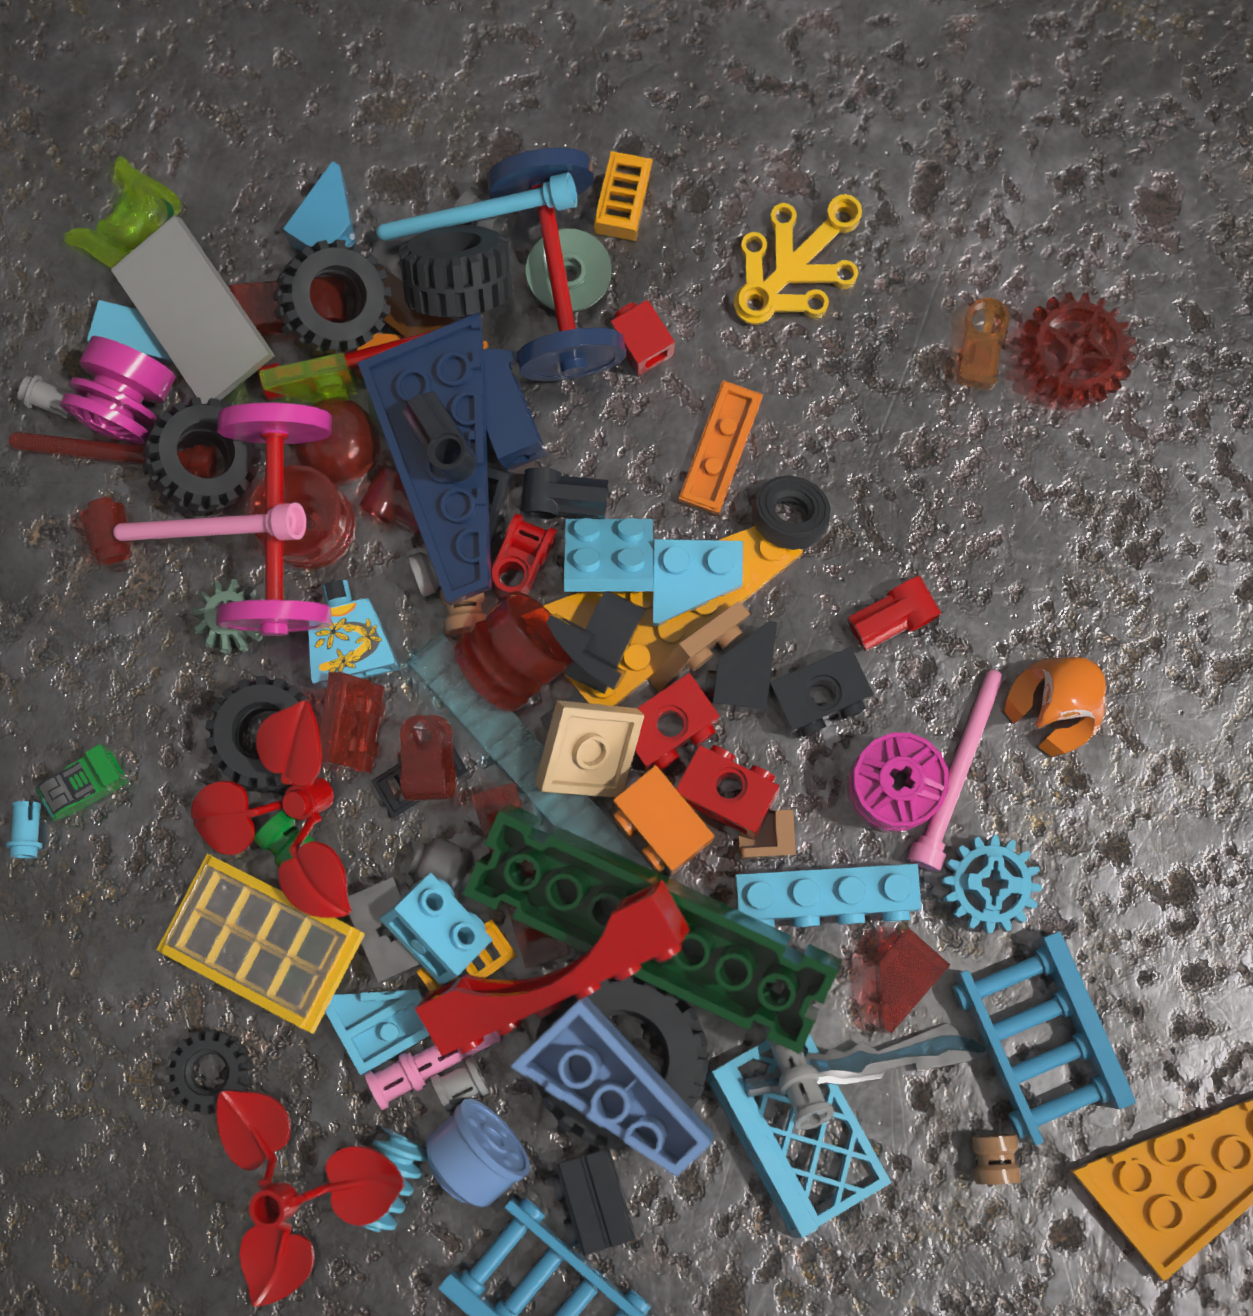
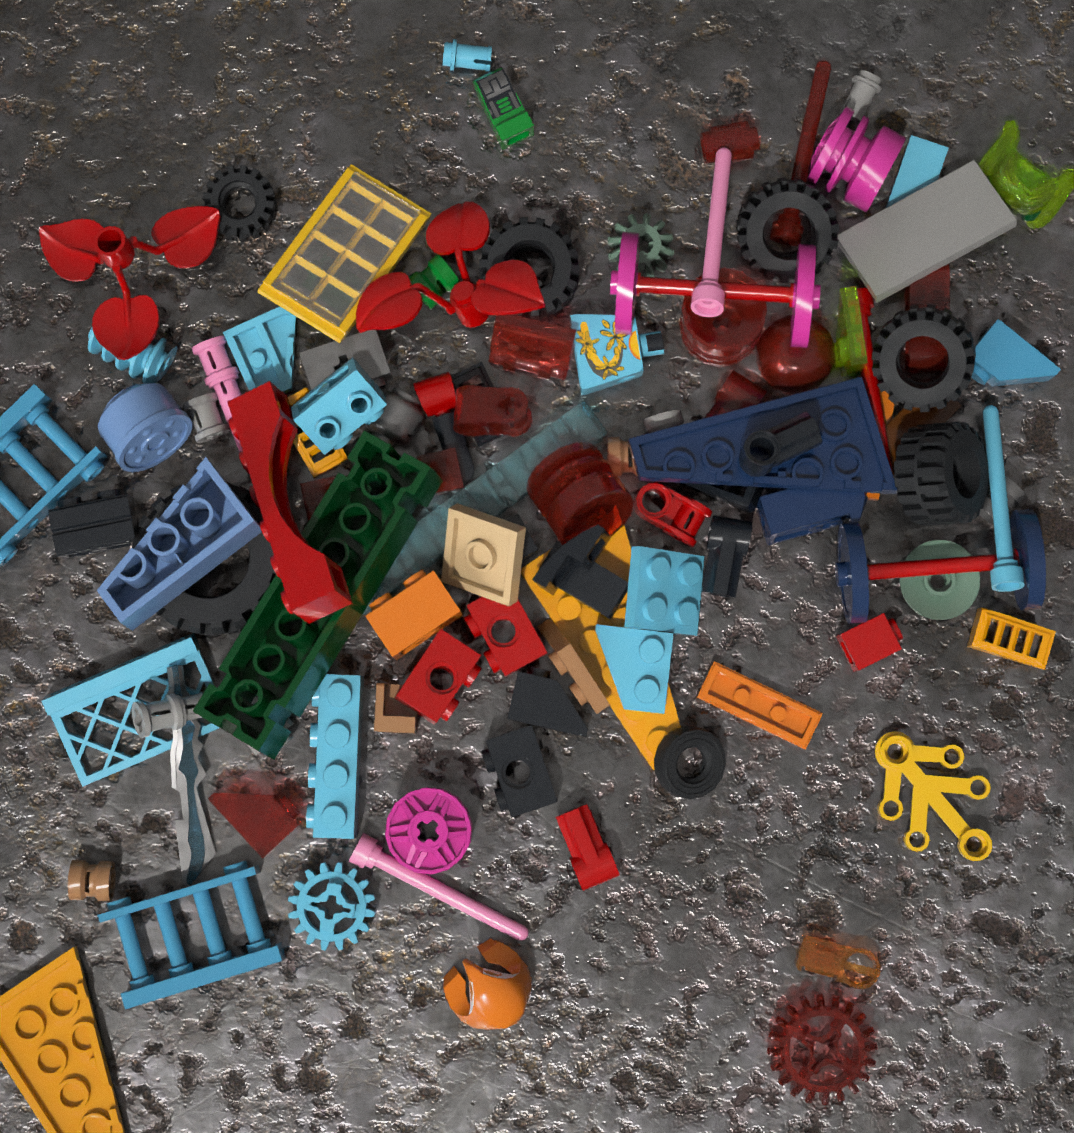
camera: 95 degrees right, 5 degrees up
(415, 822) = (437, 399): none -> piece

